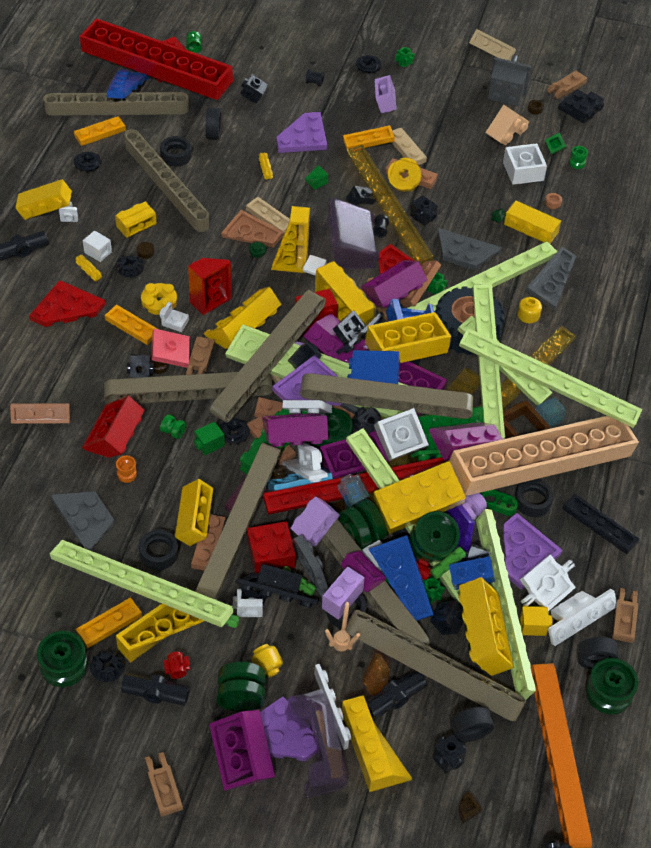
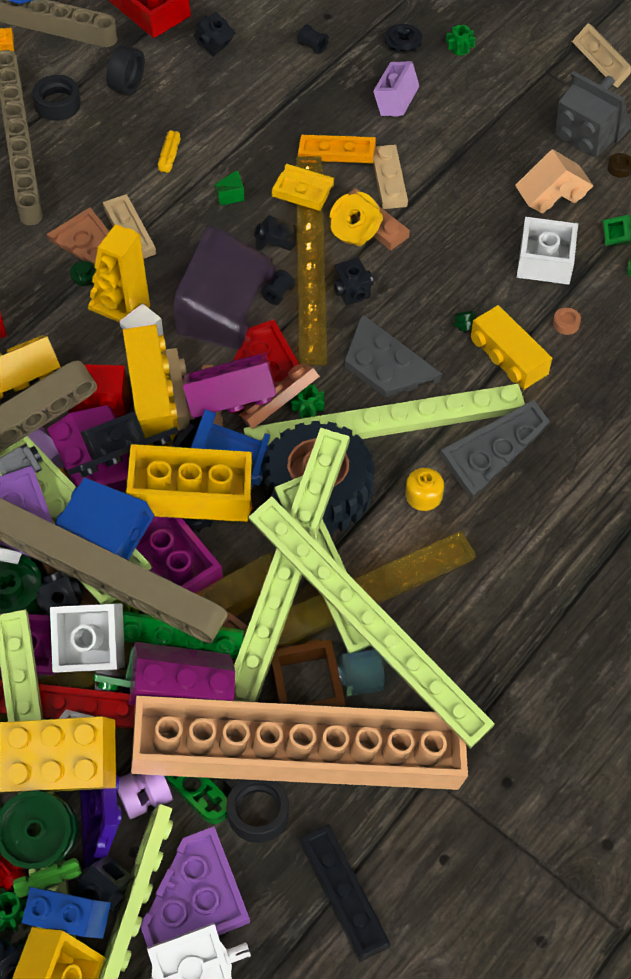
camera: 25 degrees right, 5 degrees up
(303, 135) = (250, 120): medium lavender plate -> none
(365, 164) = (303, 187): none -> yellow plate

